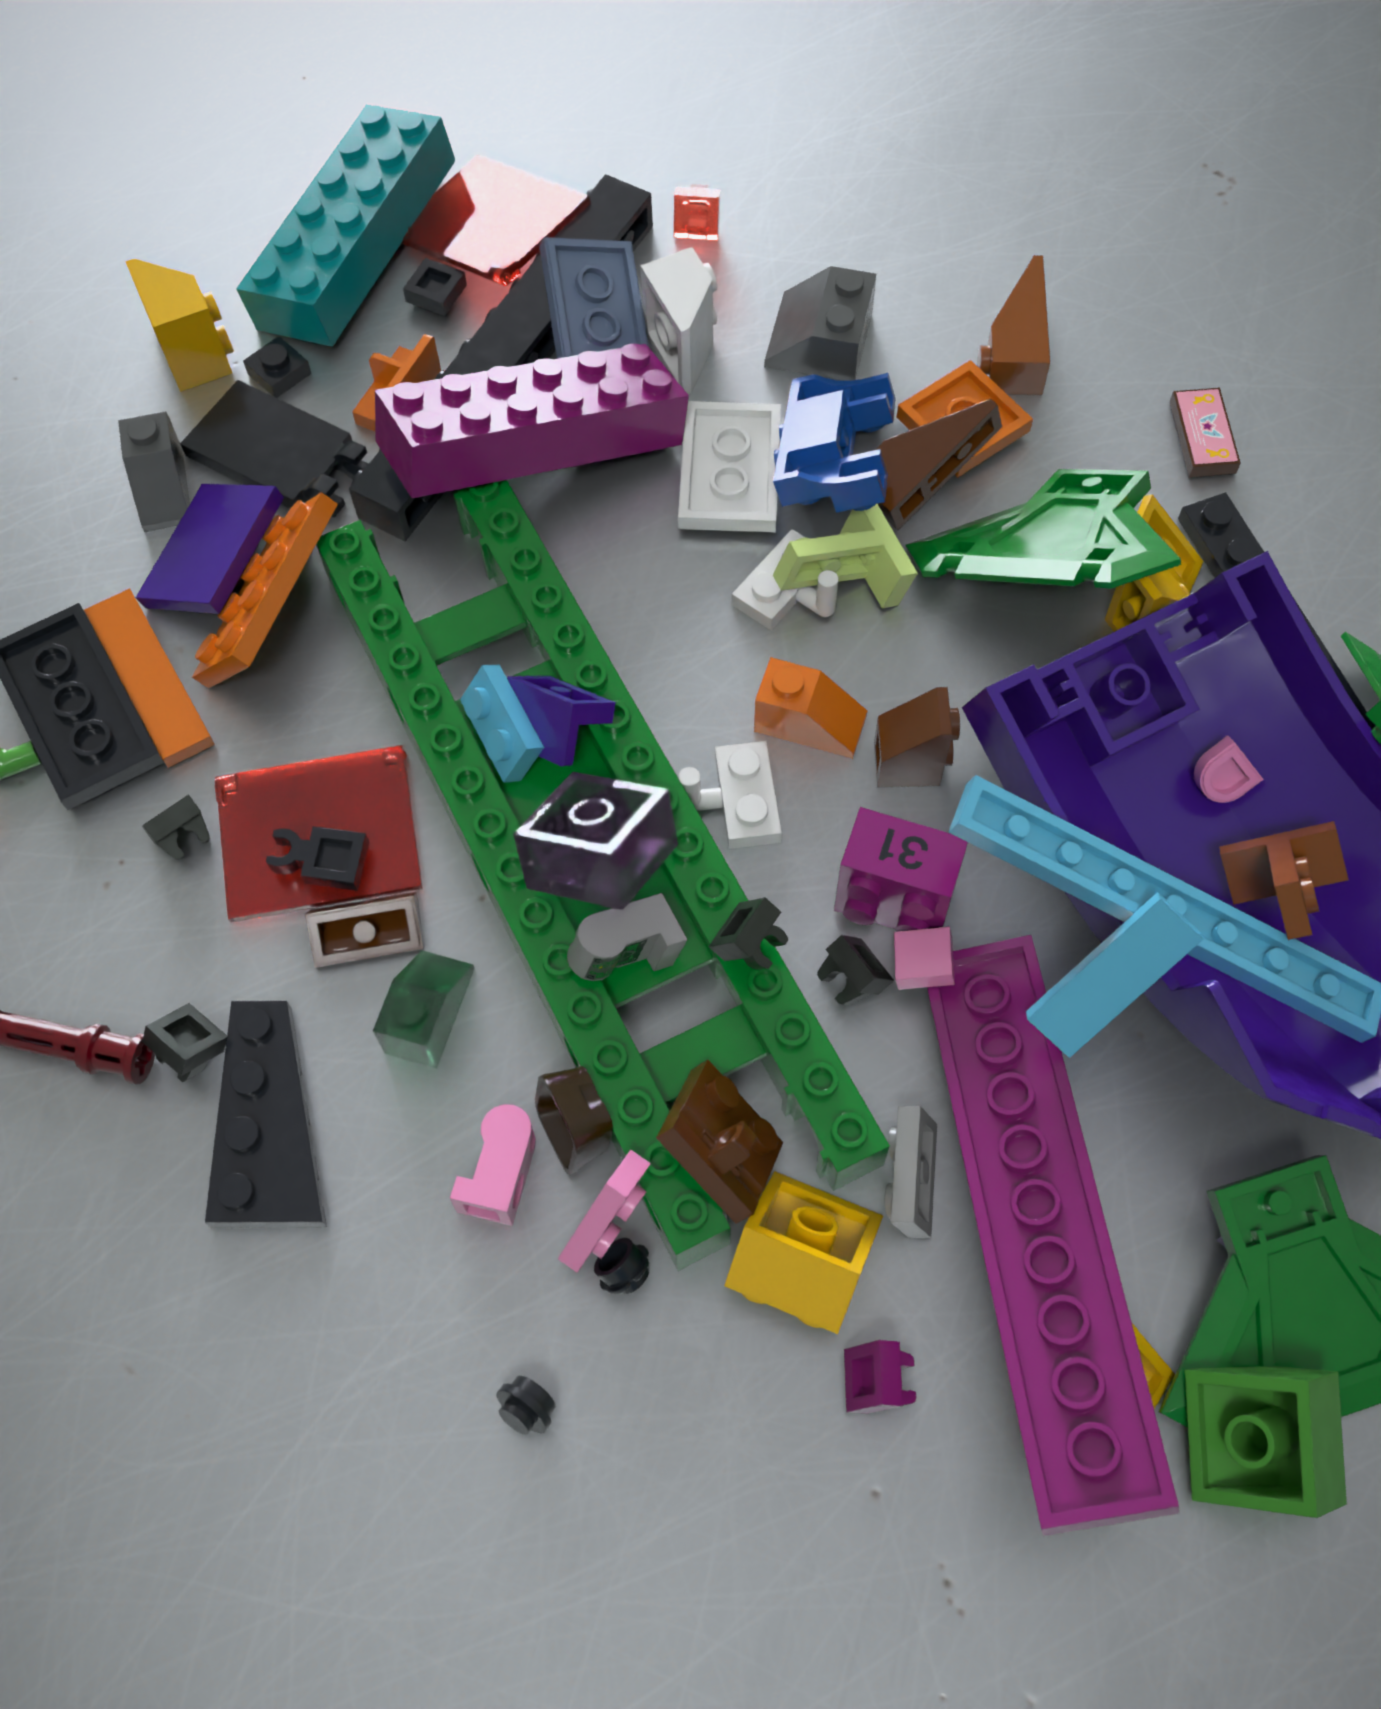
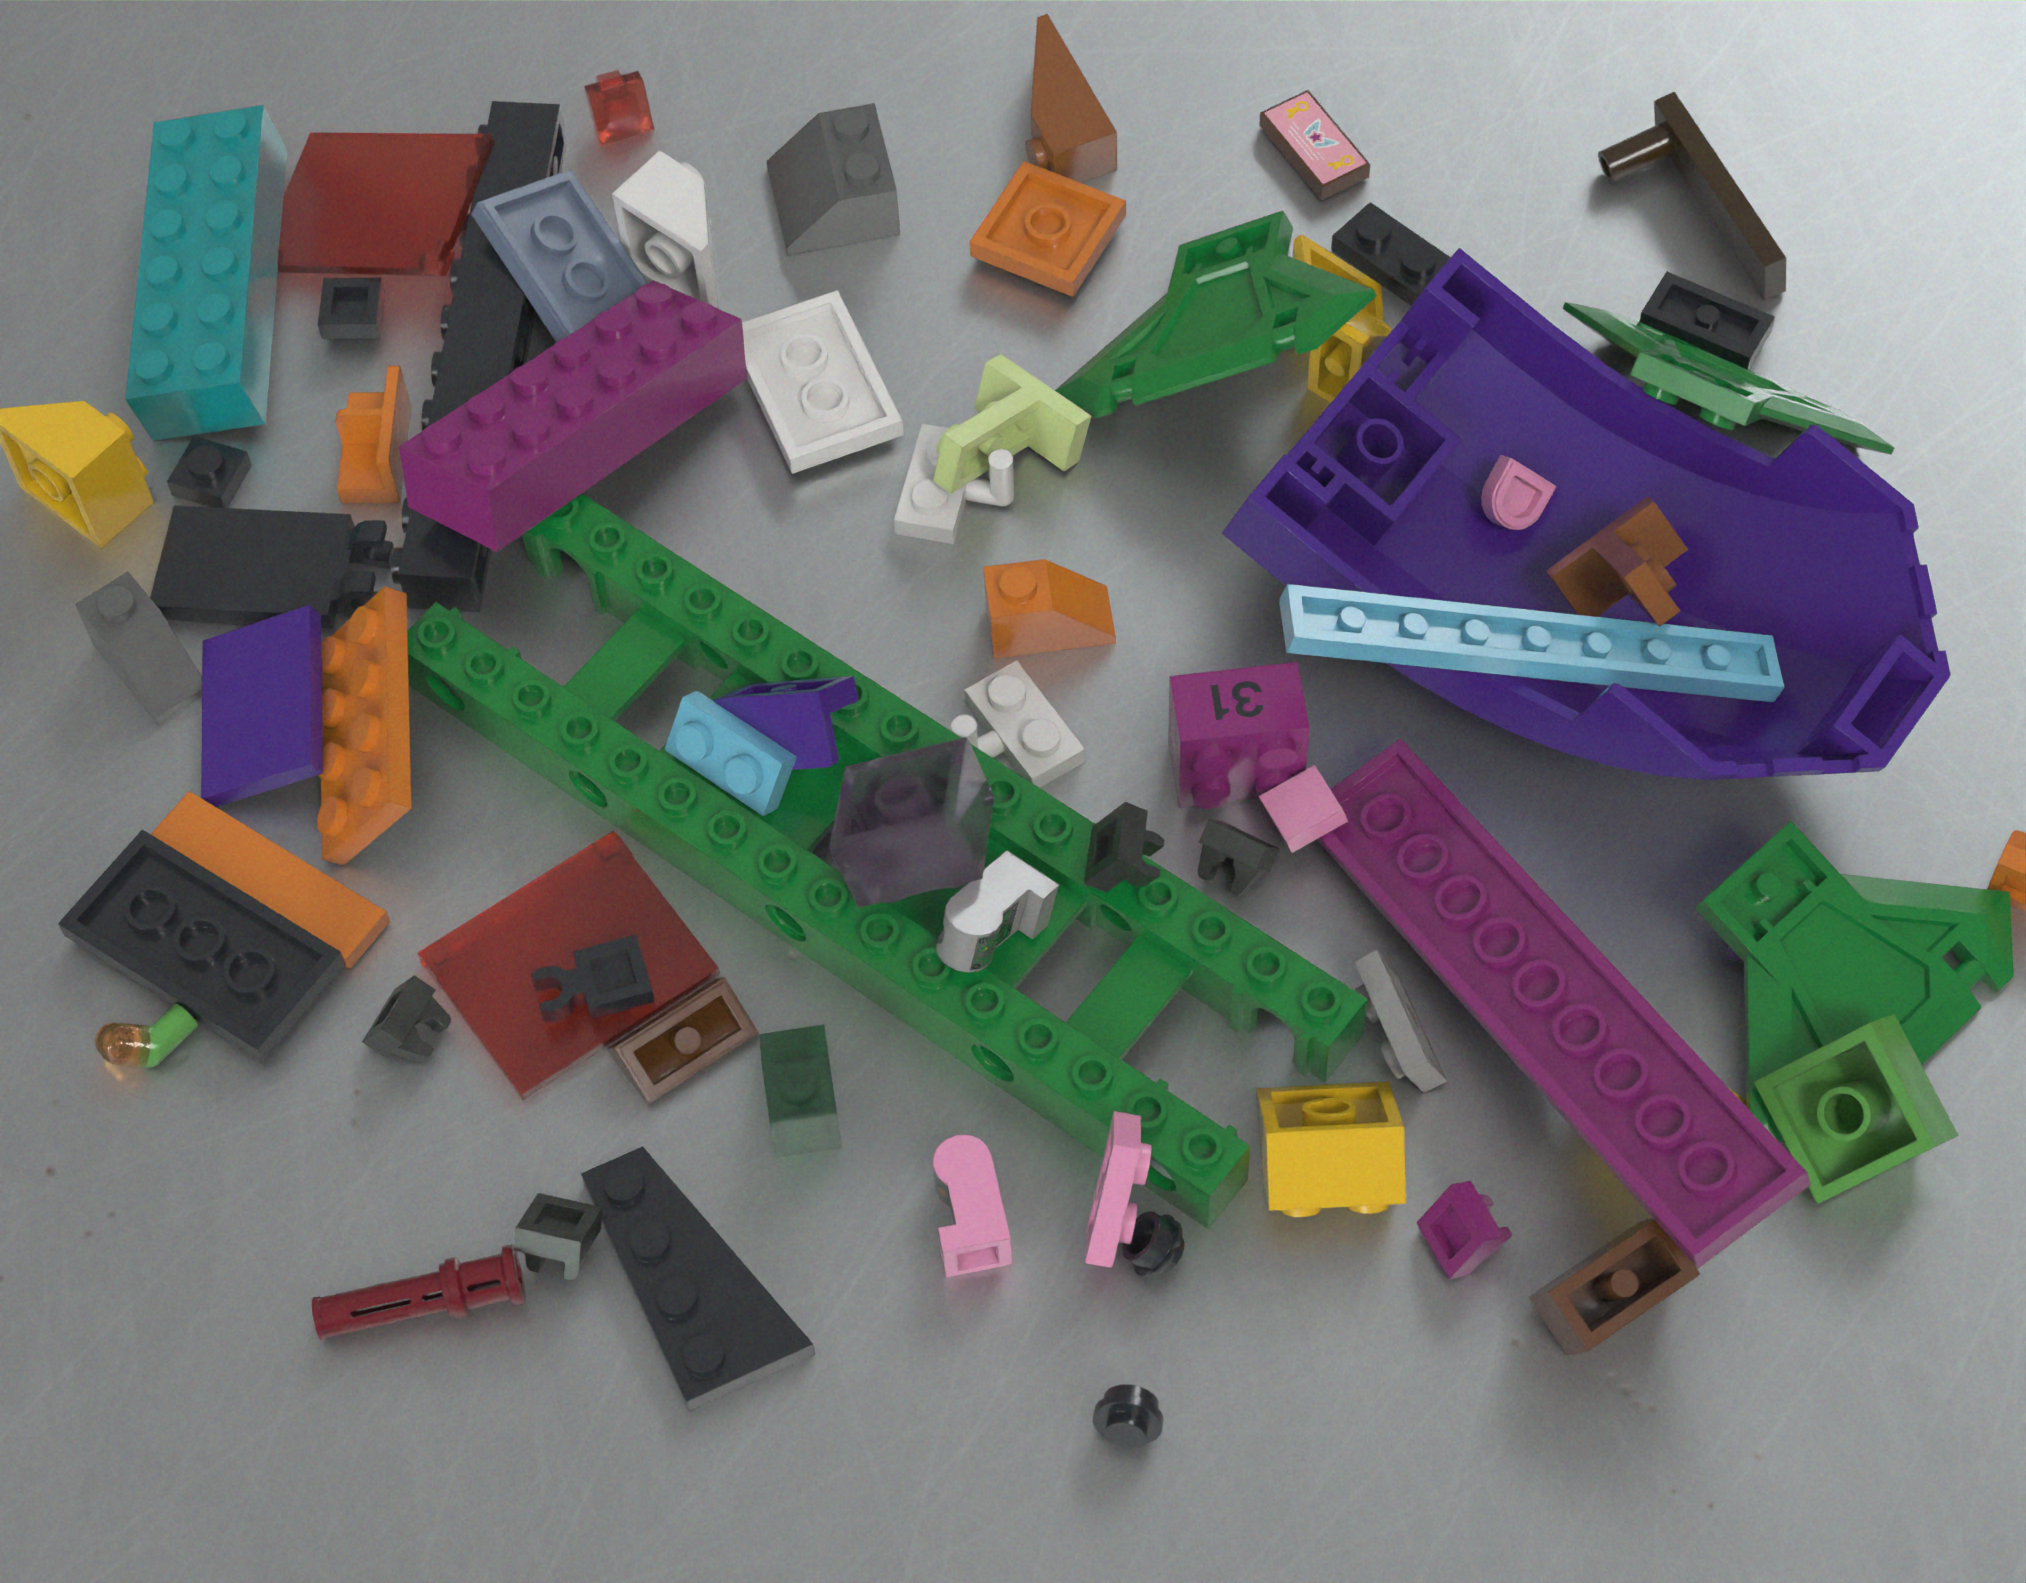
camera: 25 degrees left, 5 degrees down
(573, 1117) = (1025, 1120): dark brown piece -> none
(721, 1141) = (1195, 1067): reddish brown hinge -> none
(820, 440) = (906, 317): blue bracket -> none
(916, 741) = (1181, 593): reddish brown slope -> none
(931, 455) = (1029, 295): reddish brown slope -> none
(971, 1497) = (1613, 1287): none -> reddish brown brick
(1114, 975) = (1509, 731): medium azure tile -> none

